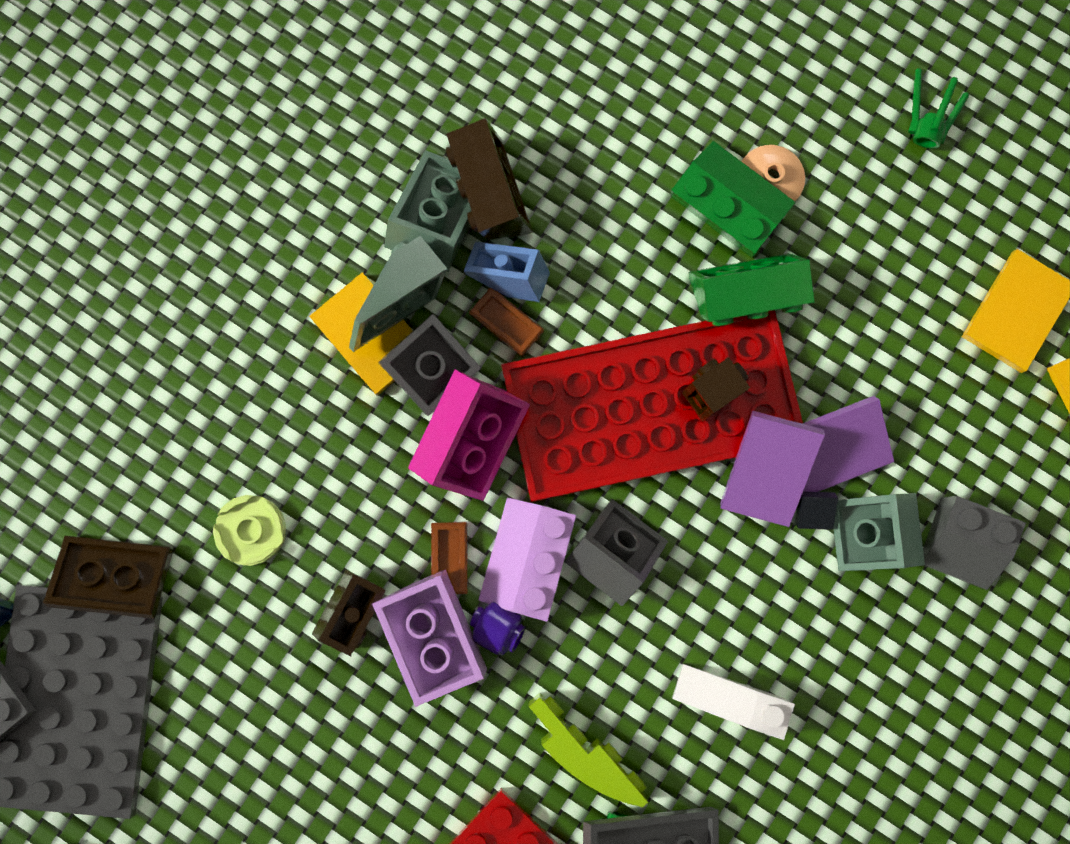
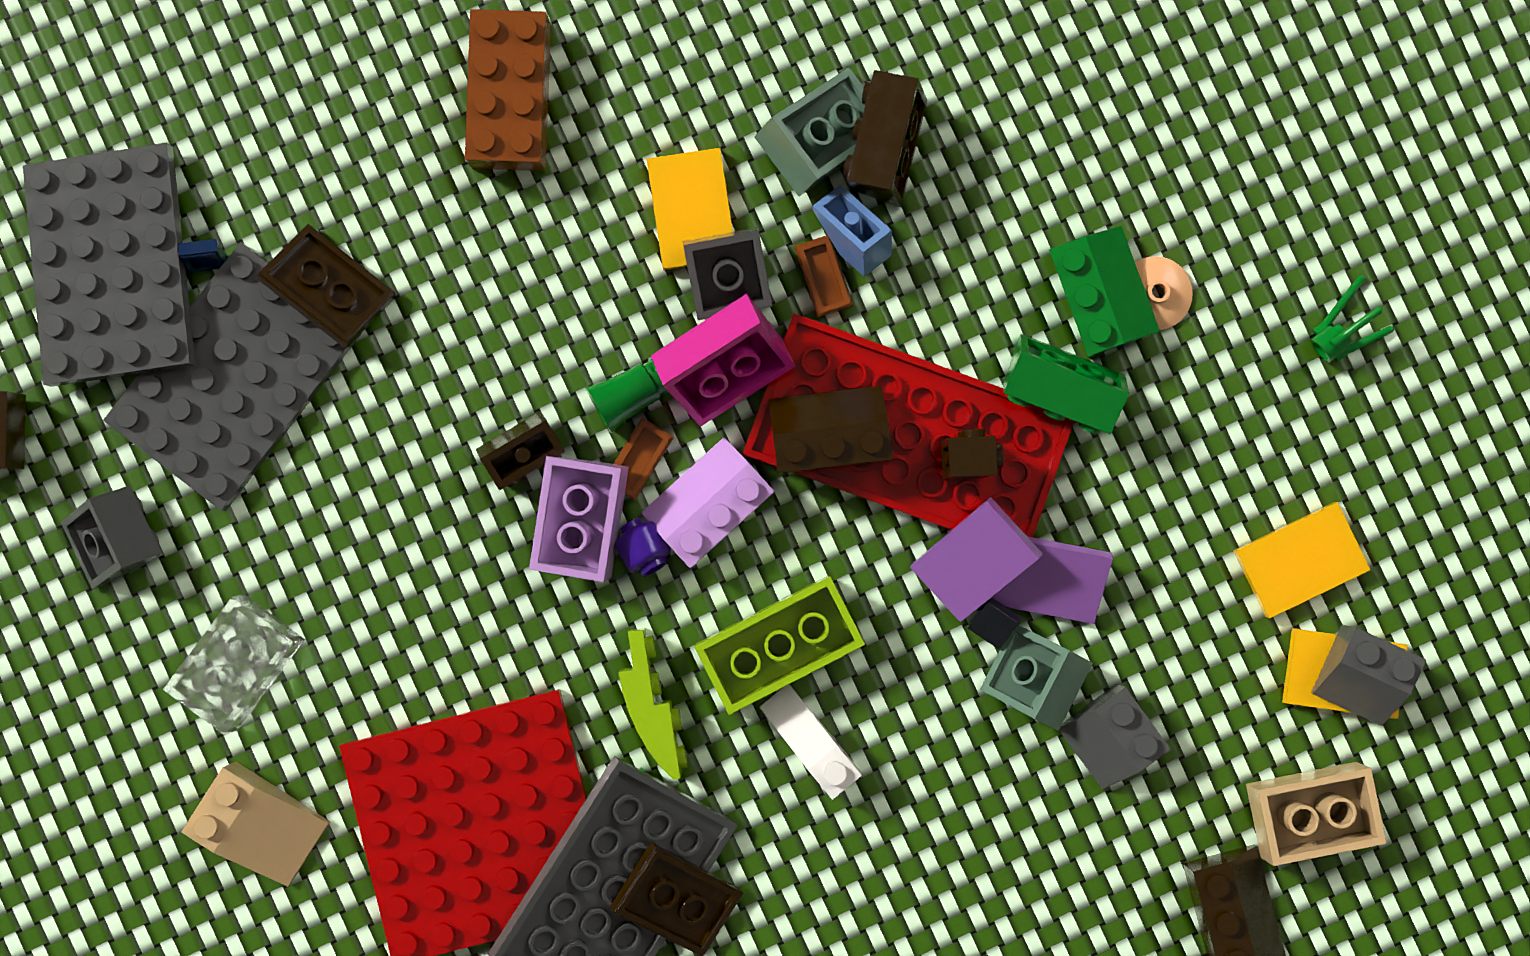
camera: 30 degrees right, 5 degrees up
(164, 329) = (507, 90): none -> dark orange brick
(249, 530) = (475, 321): yellowish green tile -> none
(403, 287) = (750, 187): sand green slope -> none
(407, 511) = (626, 394): none -> green plant
(589, 437) = (830, 430): none -> dark brown slope
(617, 552) = (791, 547): dark grey slope -> none
(658, 638) = (779, 644): none -> lime brick

